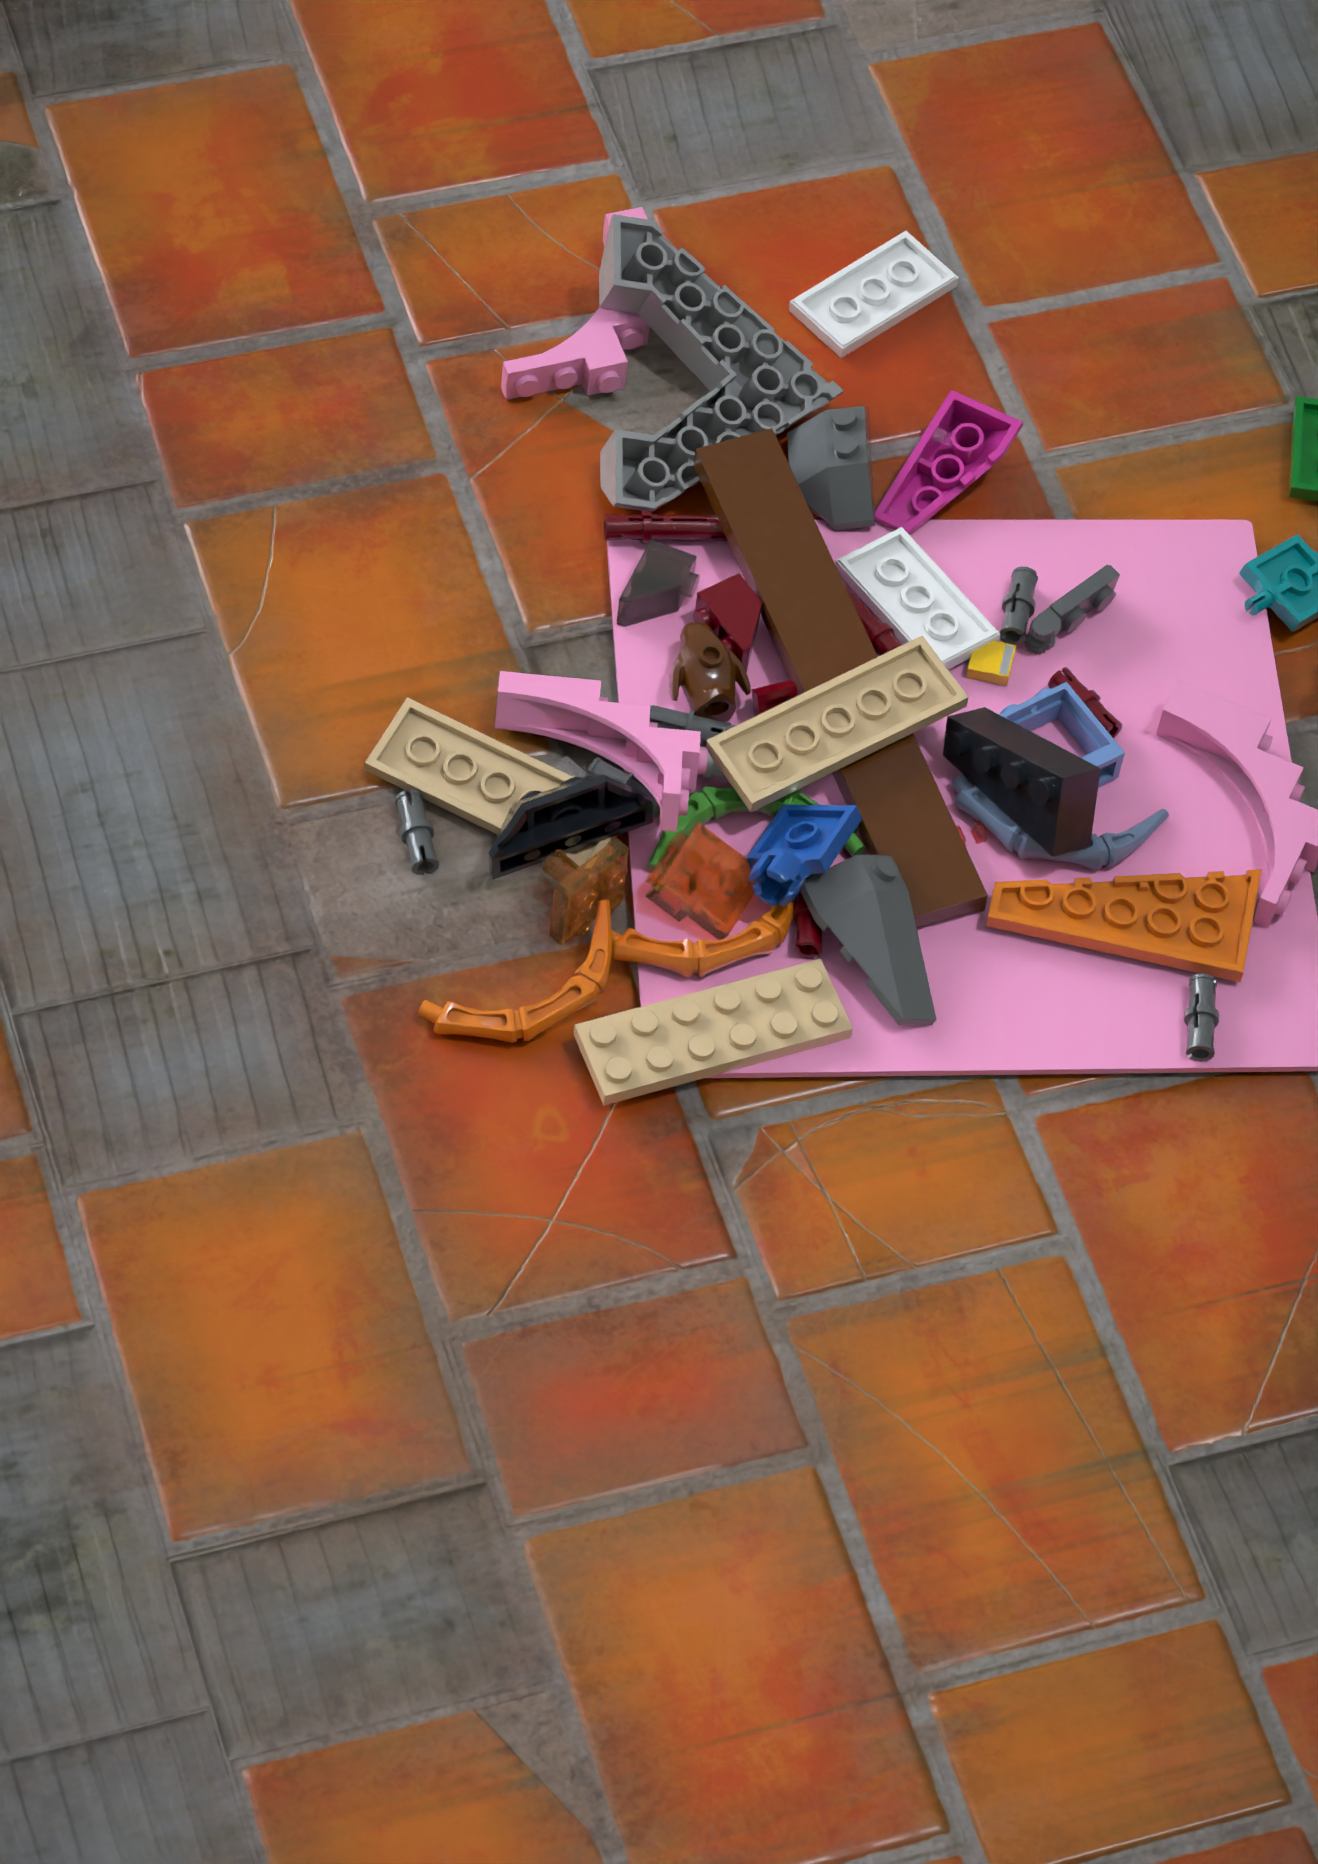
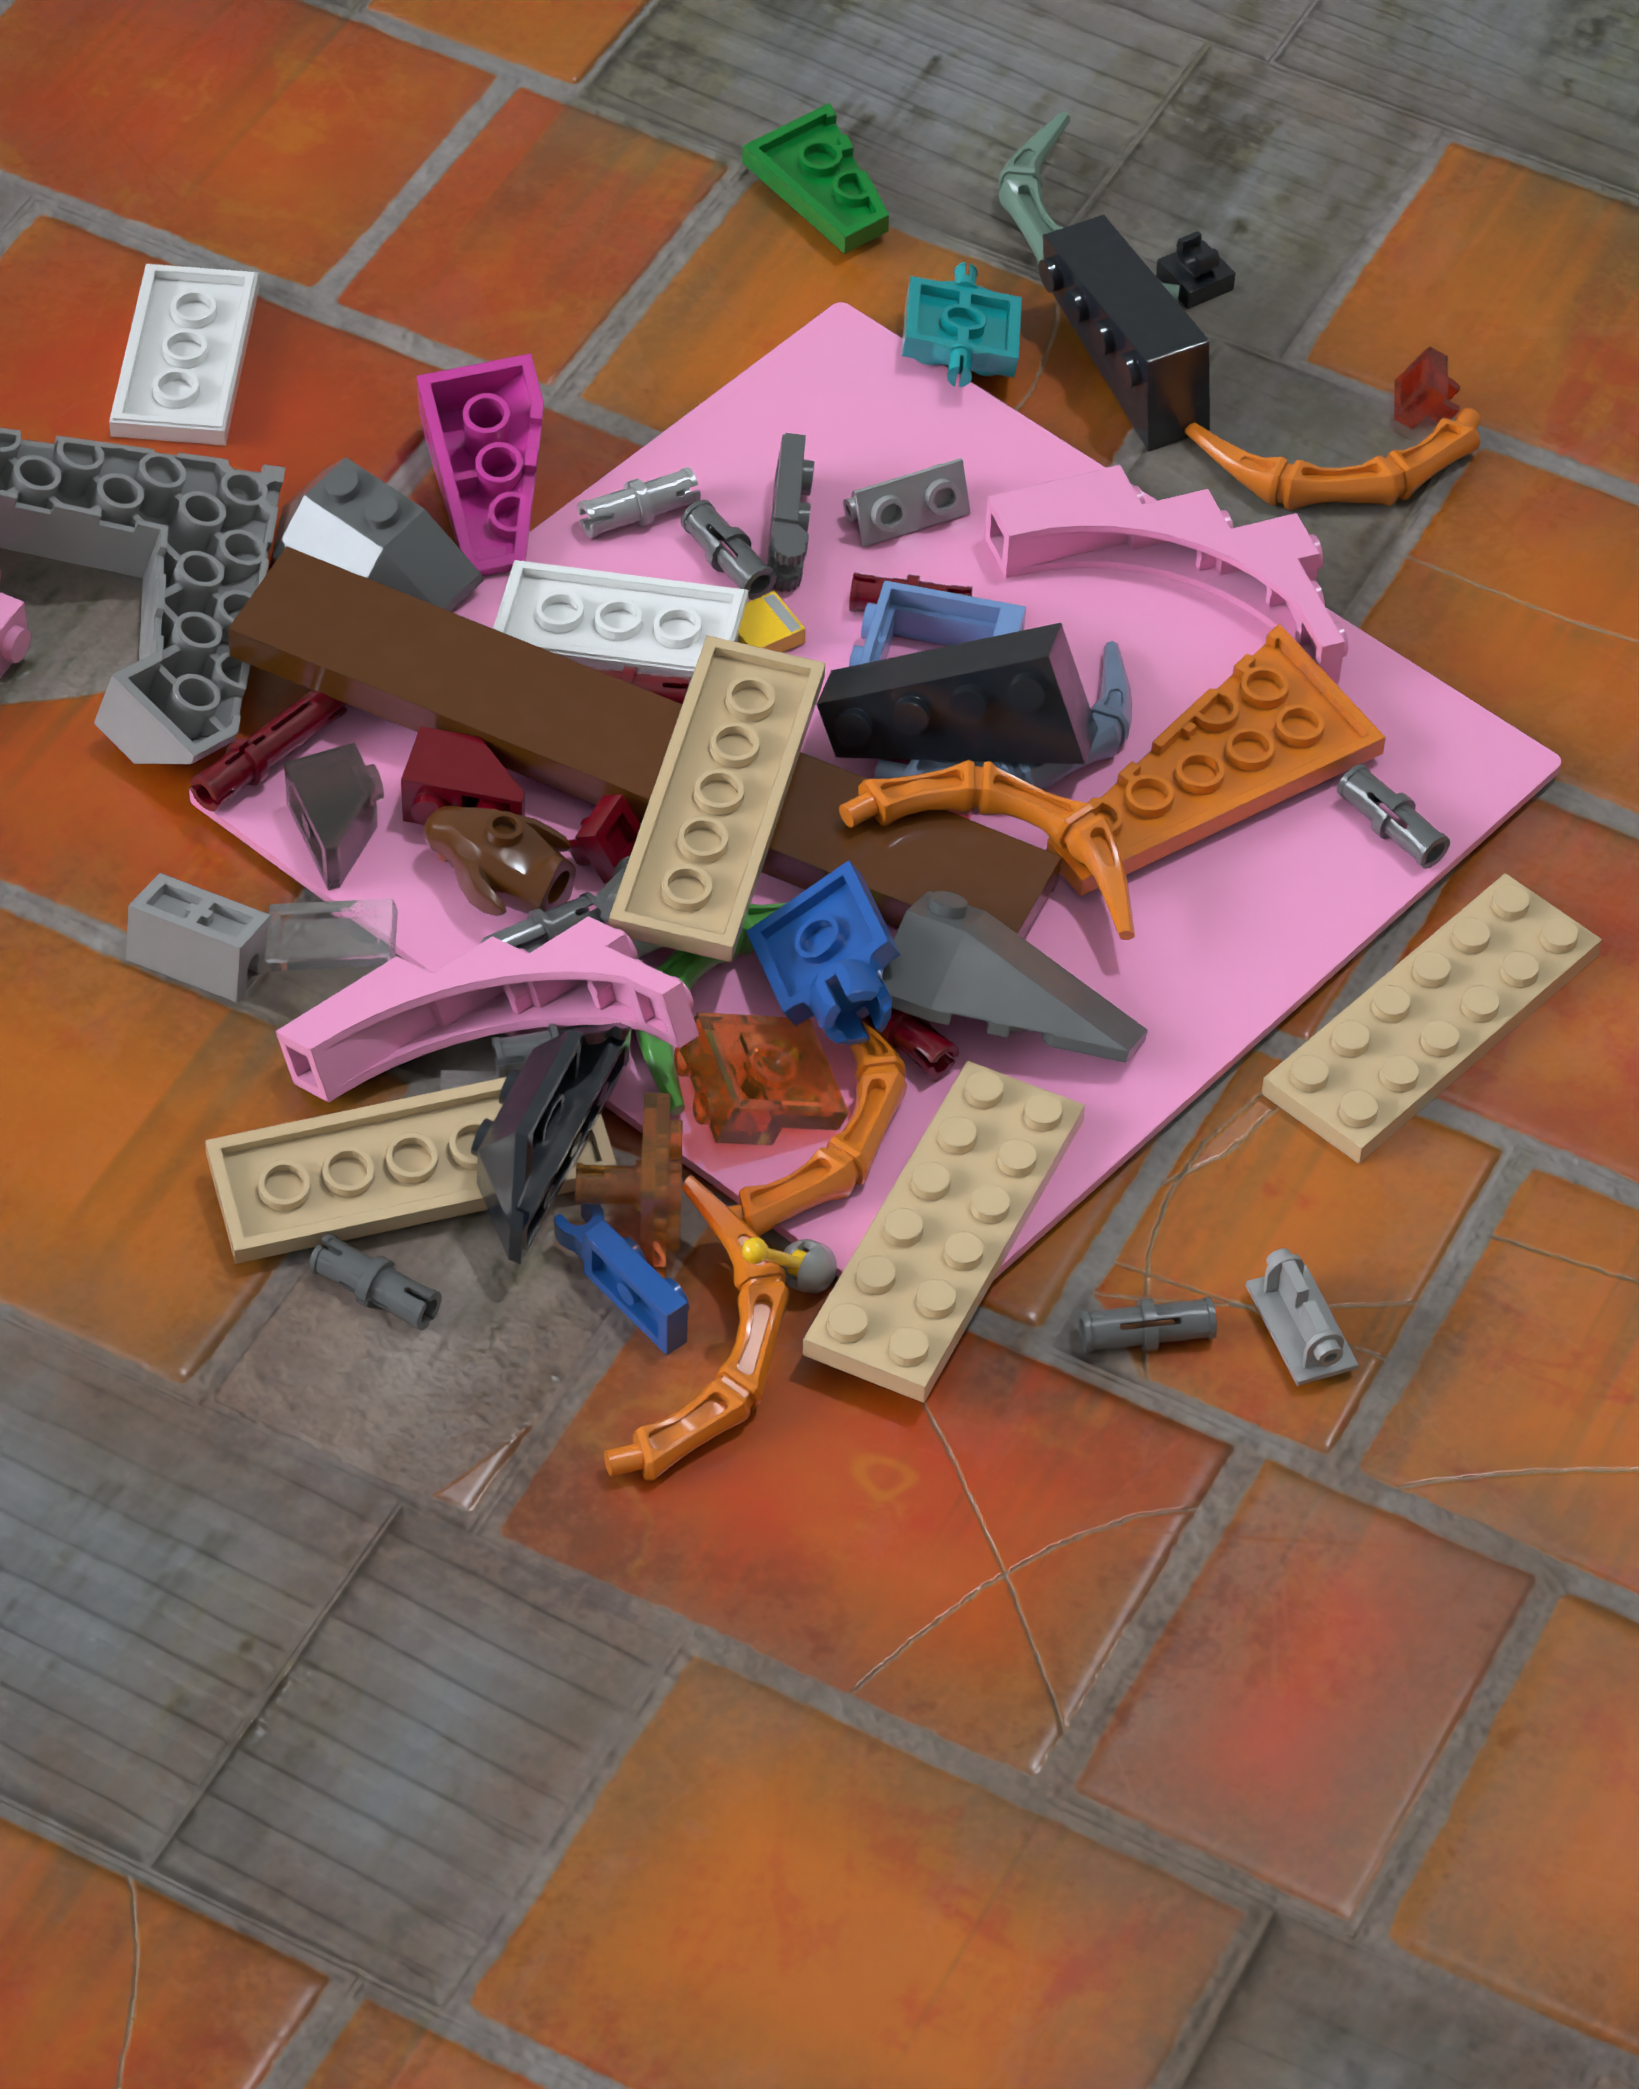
camera: 40 degrees left, 5 degrees down
(524, 595) = (196, 936): none -> light grey hinge
(536, 919) = (626, 1278): none -> blue plate
(591, 647) = (331, 934): none -> clear tile
(623, 991) = (813, 1269): none -> light grey hinge
(785, 1176) = (1192, 1321): none -> dark grey pin
(840, 1224) = (1300, 1320): none -> light grey hinge
(986, 833) = (998, 792): none -> orange animal
(1003, 545) = (638, 502): none -> light grey pin
(1103, 1136) = (1431, 1018): none -> tan plate
(1144, 654) = (909, 502): none -> light grey hinge

